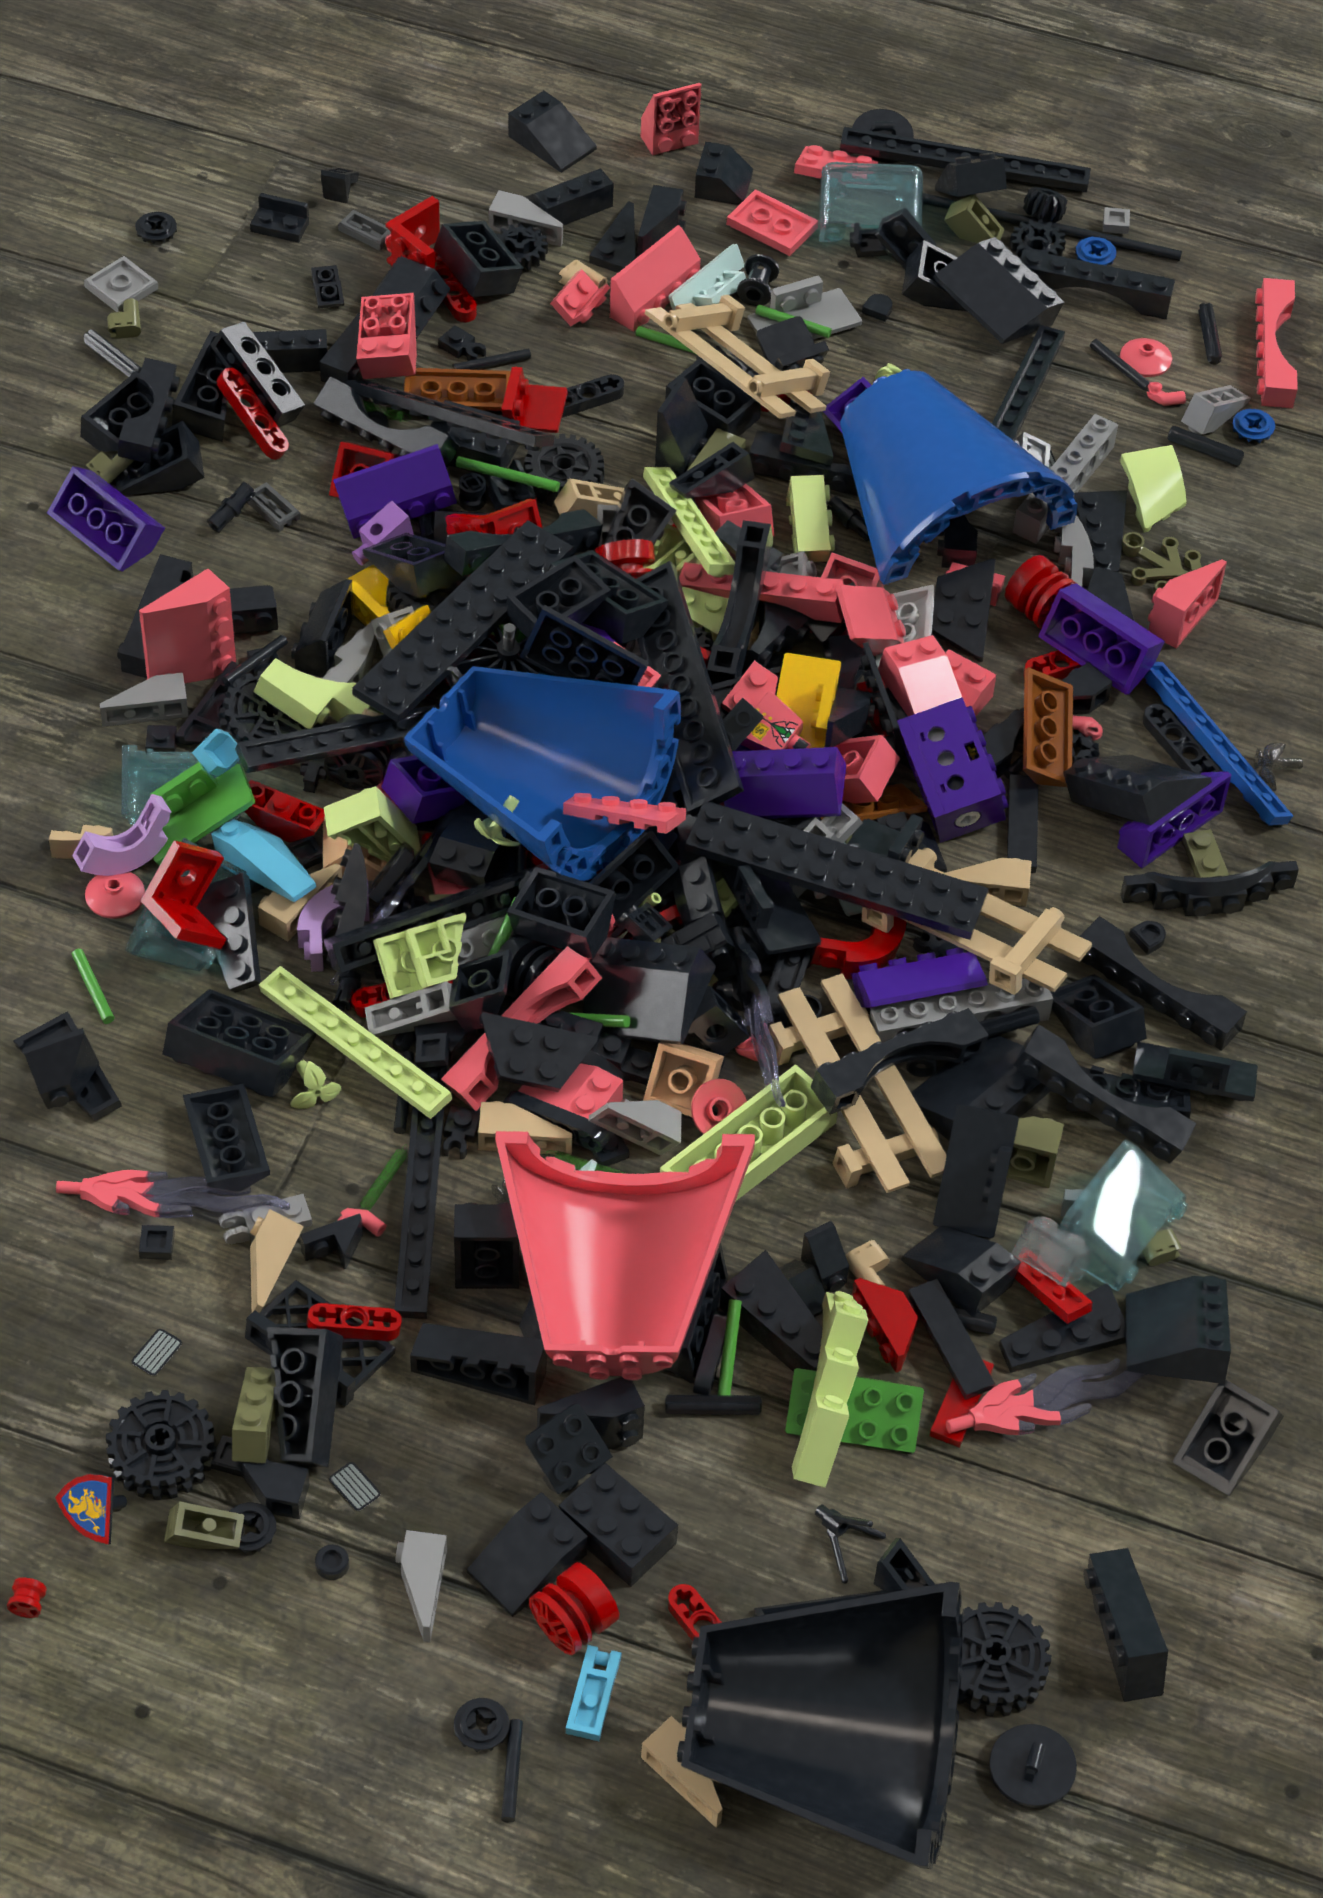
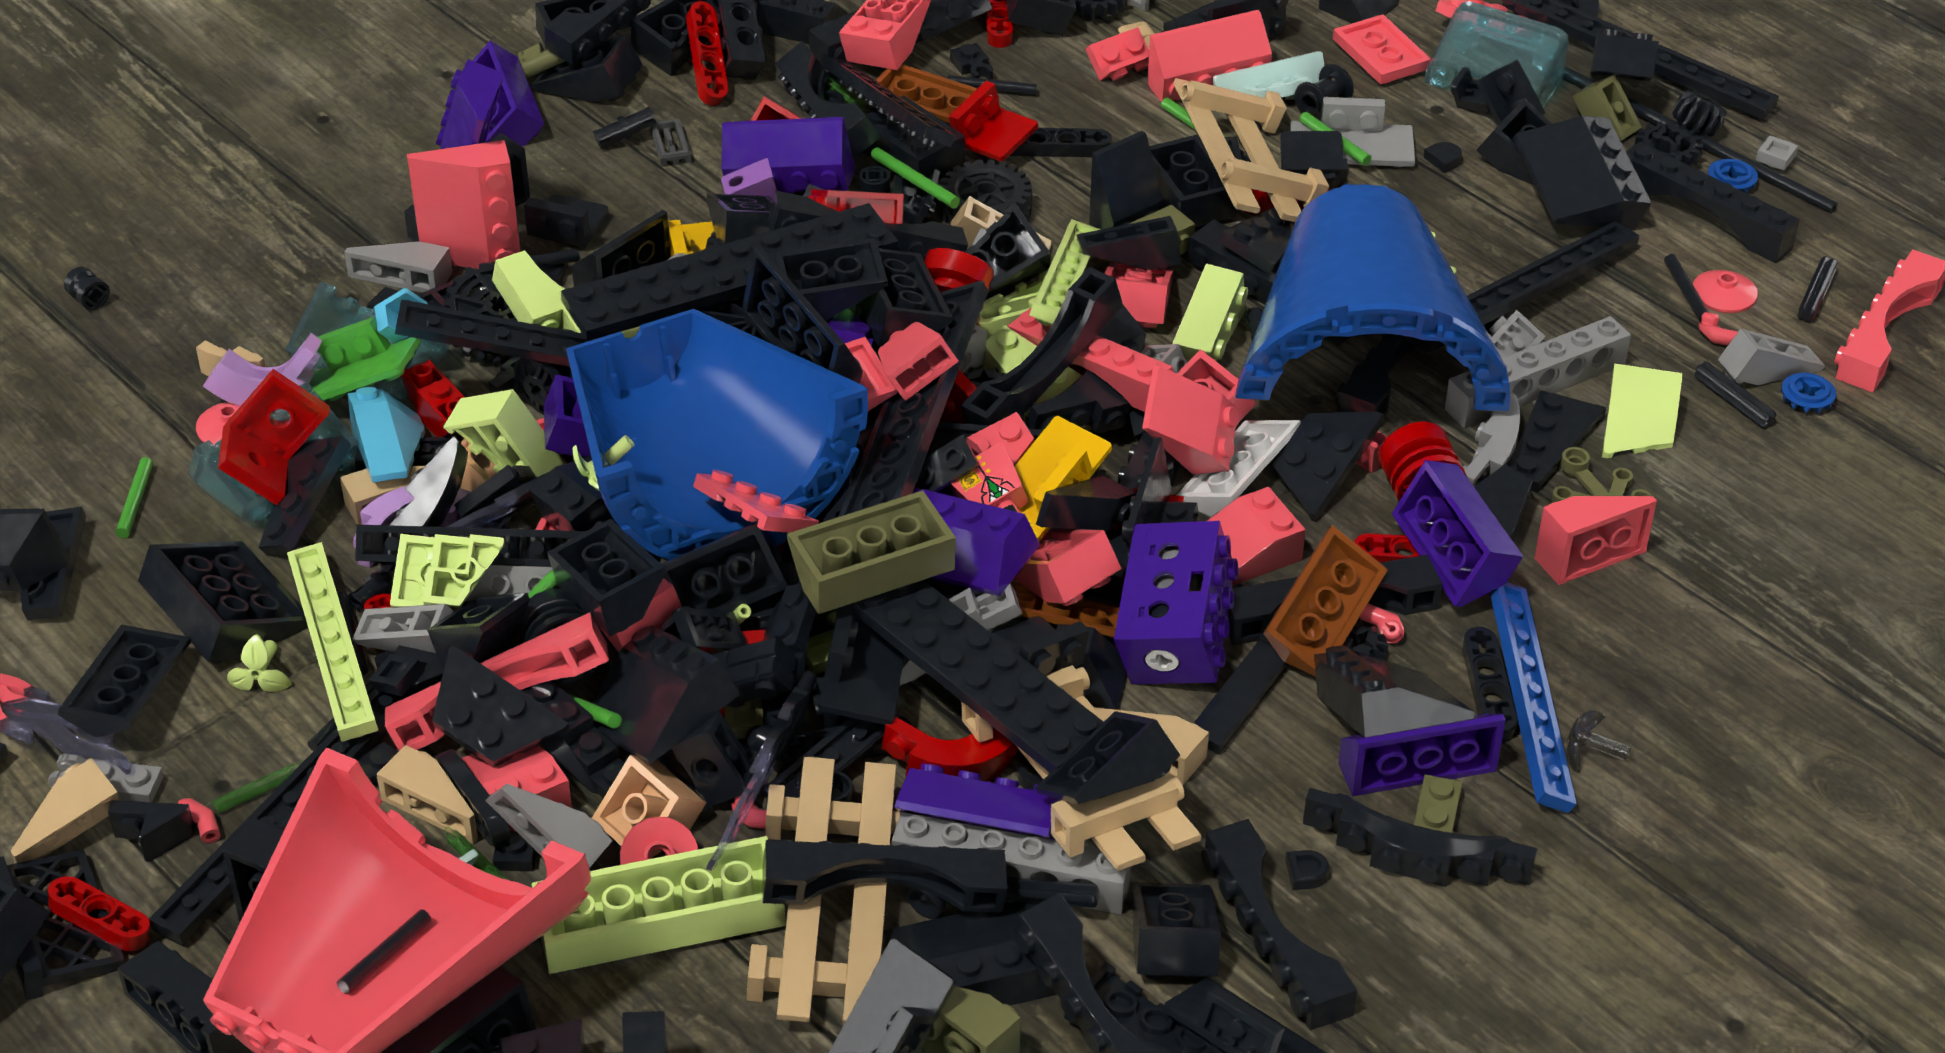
camera: 30 degrees right, 10 degrees down
(161, 559) = (470, 105): none -> dark purple slope
(604, 1261) = (383, 951): none -> bar
(665, 645) = (915, 358): none -> coral torso
(751, 819) = (872, 551): none -> olive slope
(918, 675) = (1207, 489): slope -> none
(1009, 914) = (1114, 758): none -> black slope

